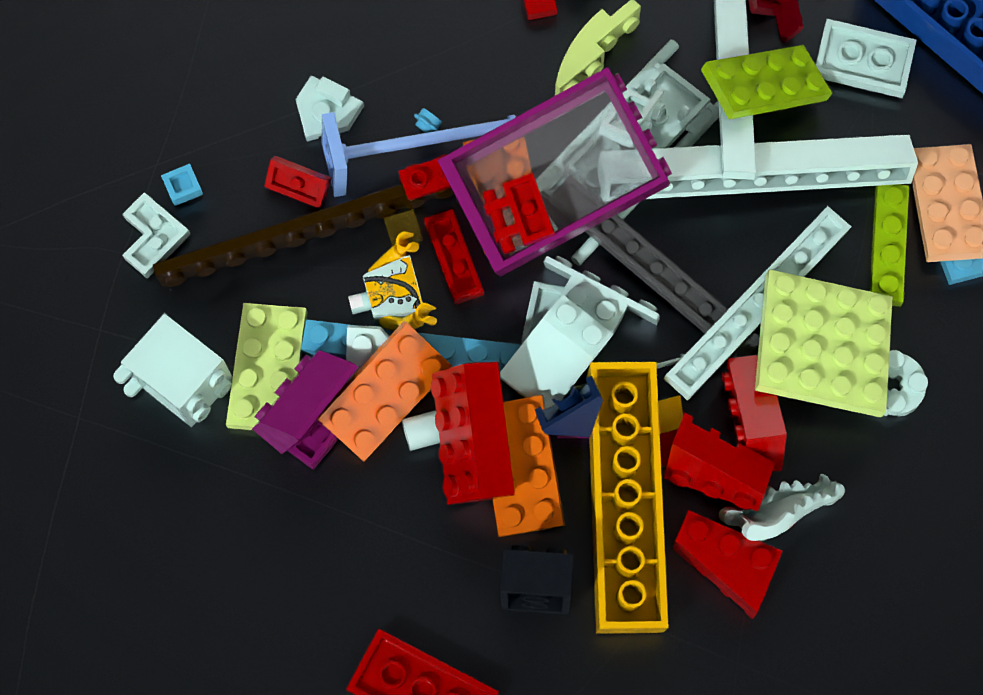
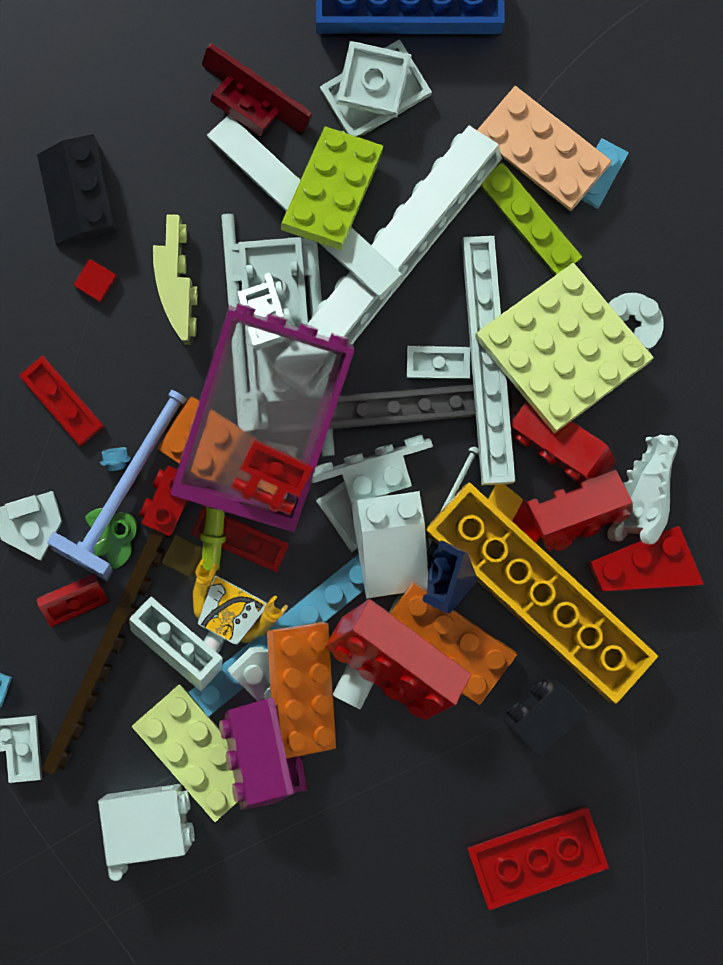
camera: 55 degrees left, 15 degrees up
(333, 274) = (176, 643): none -> light aqua brick
(366, 172) = (113, 543): none -> bright green plate
(433, 55) = (61, 401): none -> red tile
(438, 230) = (213, 537): none -> lime pin
(720, 272) = (438, 362): none -> light aqua plate
(870, 44) = (373, 79): none -> light aqua plate

